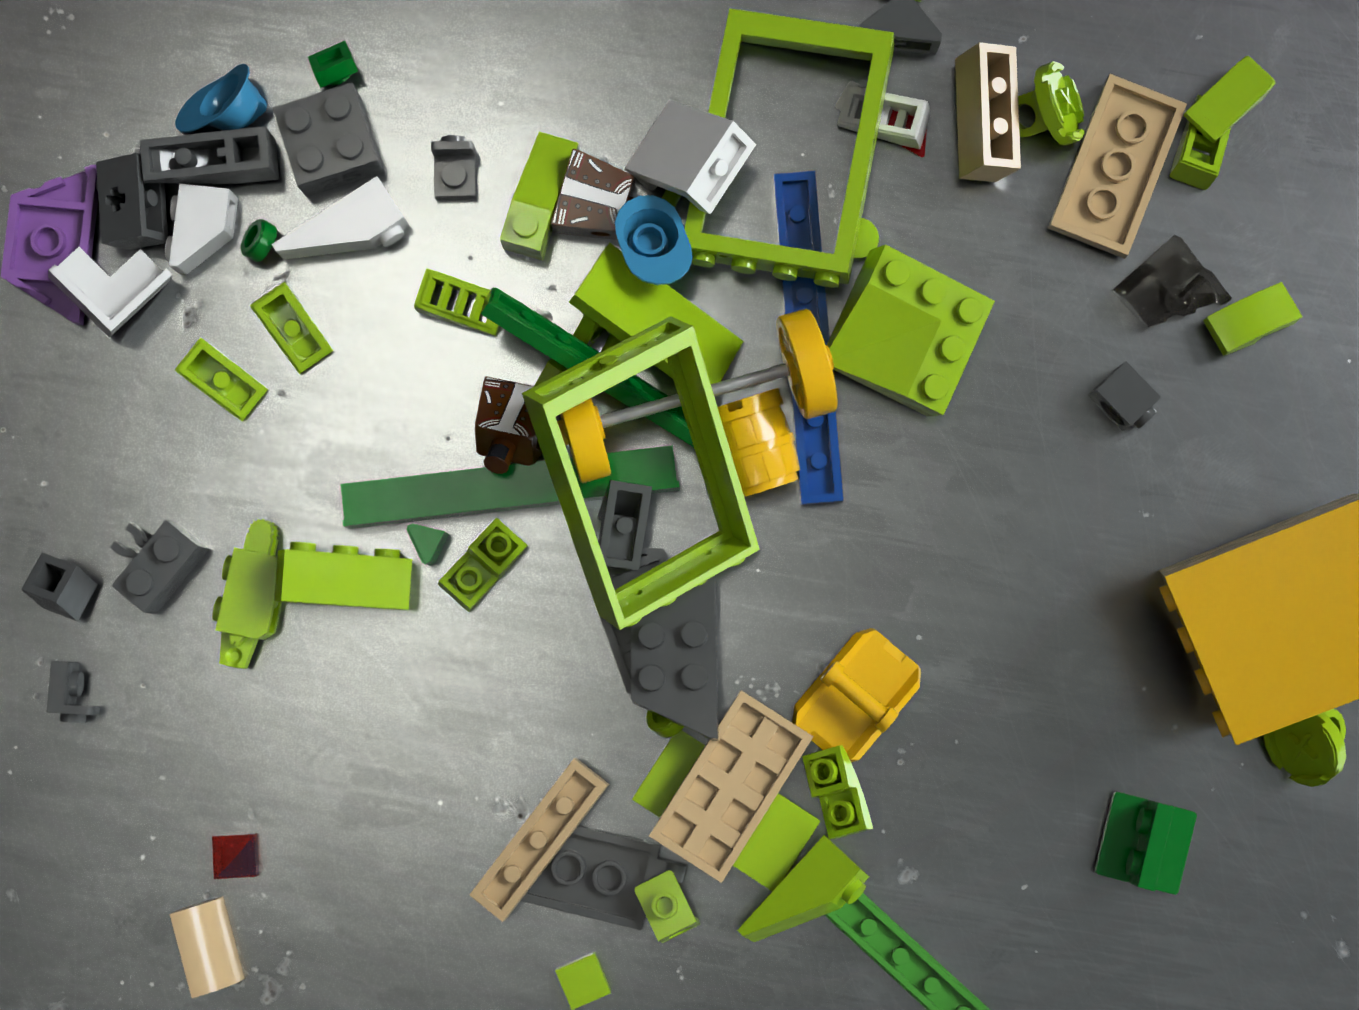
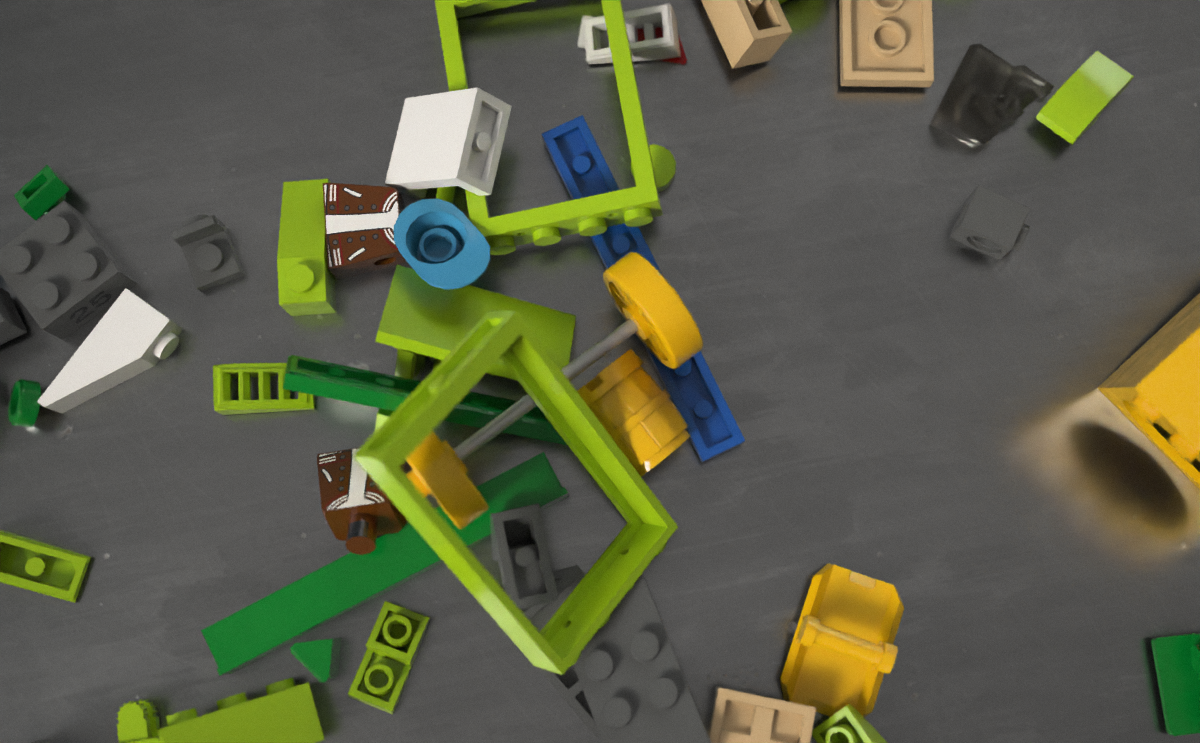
camera: 20 degrees left, 5 degrees down
(291, 327) = (92, 481): lime slope -> none
(908, 331) = (743, 238): lime slope -> none

